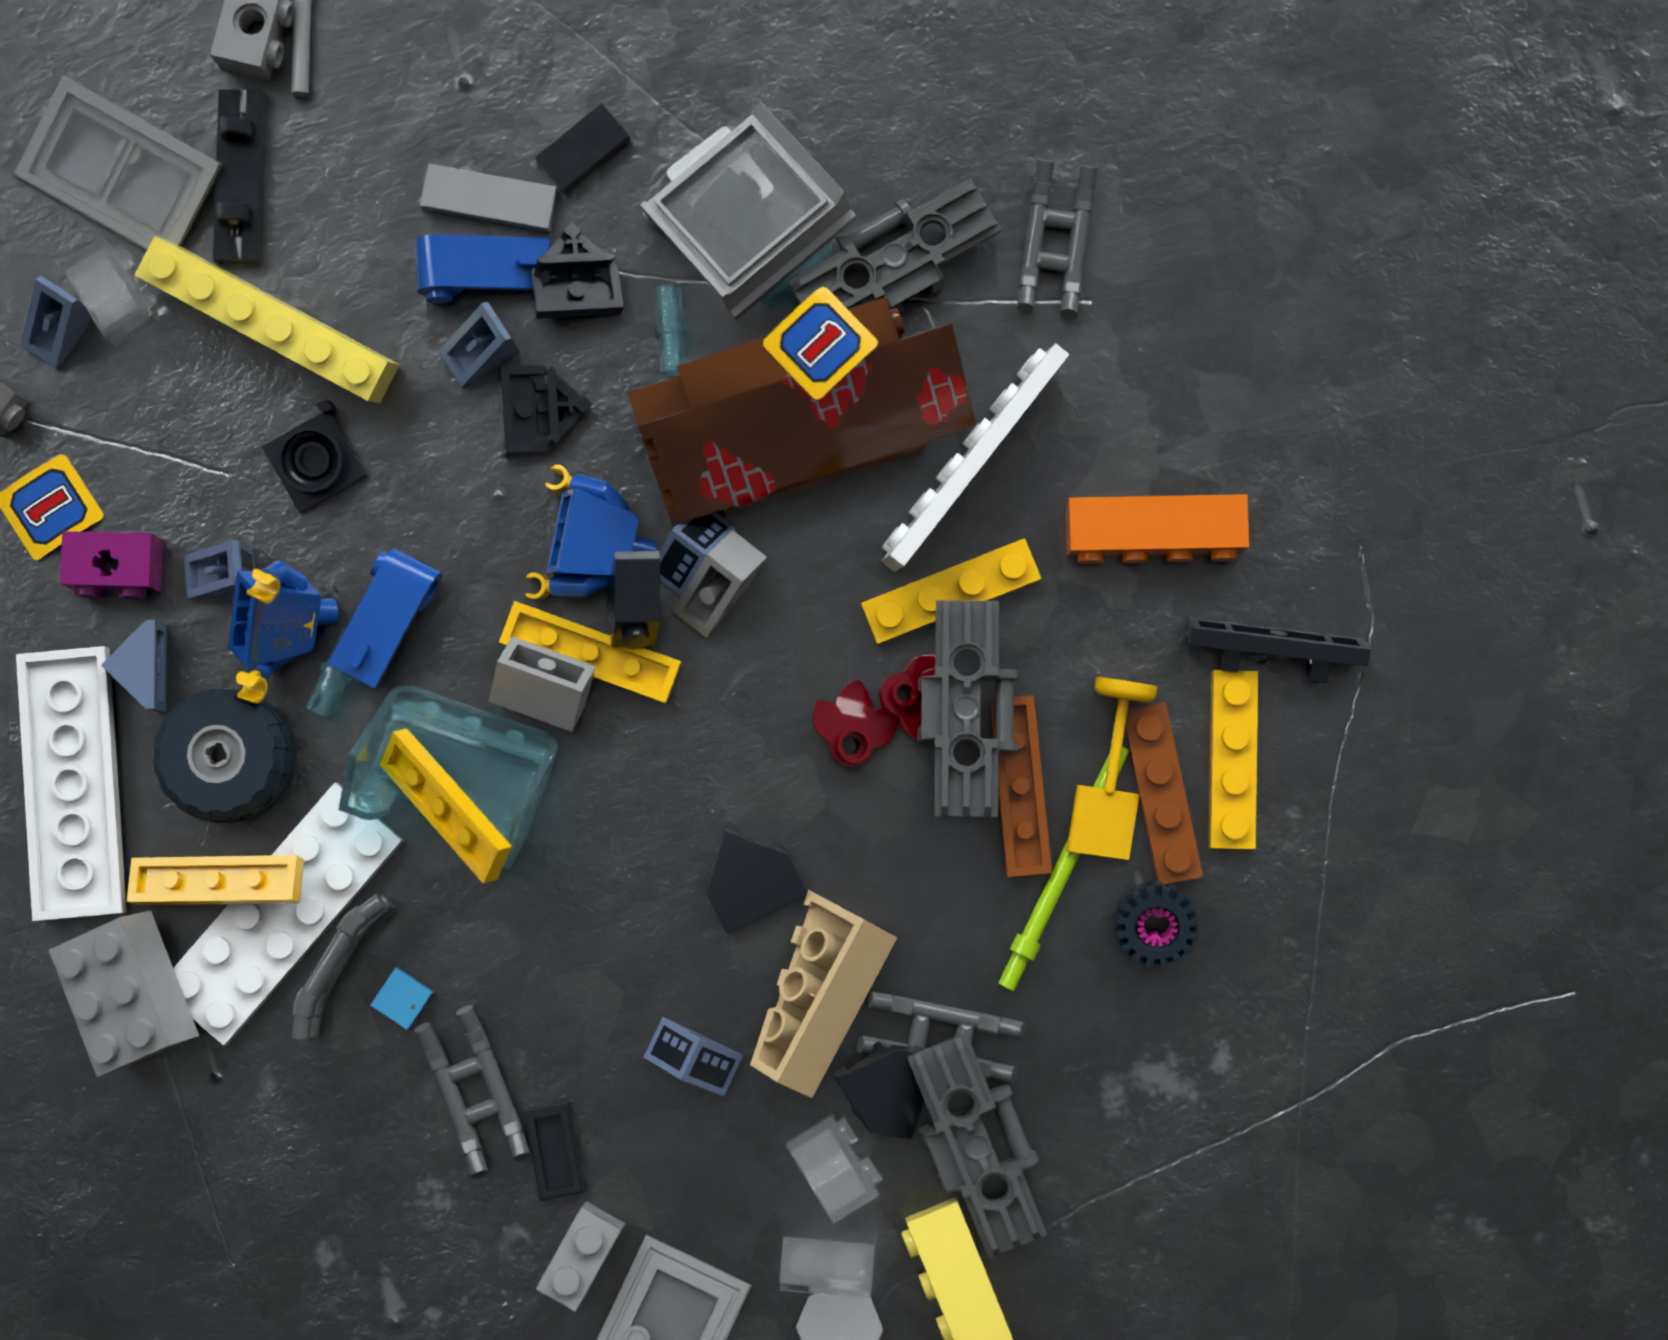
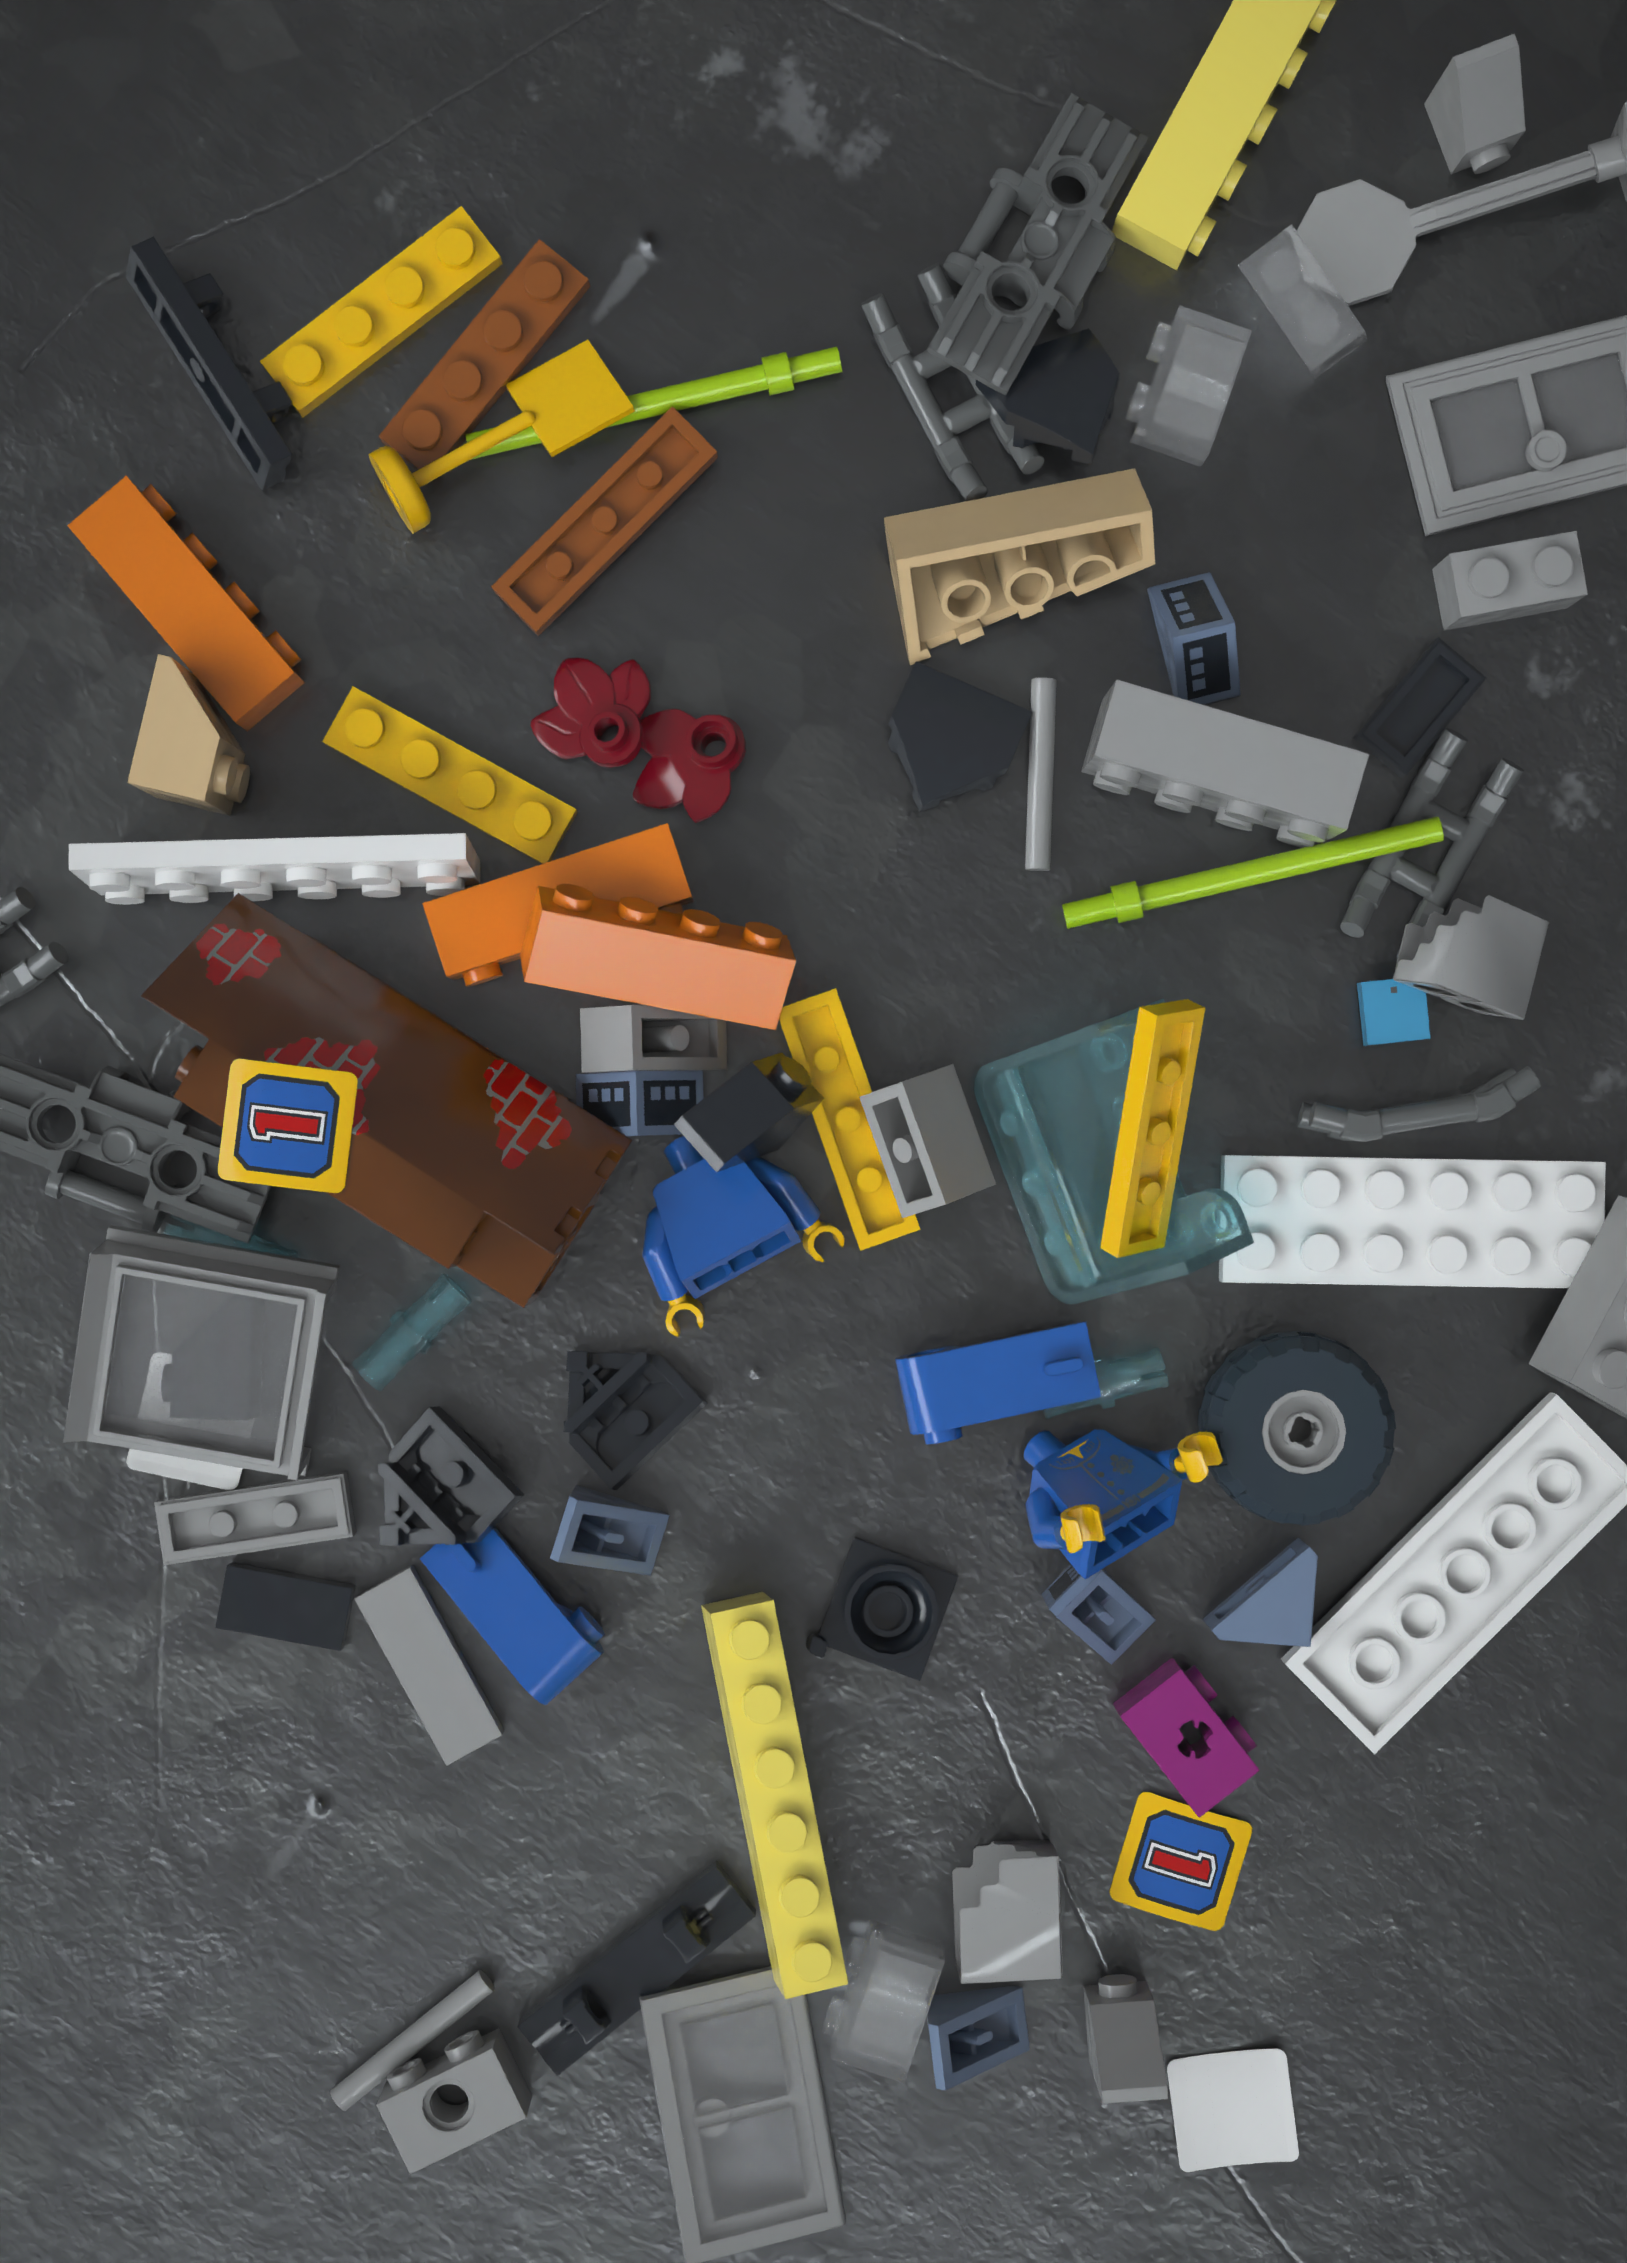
camera: 130 degrees left, 5 degrees up
(99, 391) = (1008, 1913): none -> light grey piece
(215, 880) = (1438, 1318): yellow plate -> none
(393, 1063) = (1475, 956): none -> light grey piece
(581, 902) = (1129, 901): none -> lime bar
(609, 1010) = (1223, 765): none -> light grey brick
(642, 170) = (255, 1518): none -> light grey tile
(690, 911) = (1040, 774): none -> light grey bar
(758, 618) = (657, 956): none -> orange brick
(833, 592) = (489, 921): none -> orange brick
(953, 709) = (577, 655): dark grey piece -> none
(1076, 462) = (186, 745): none -> tan slope
(1153, 946) = (661, 232): black bush -> none

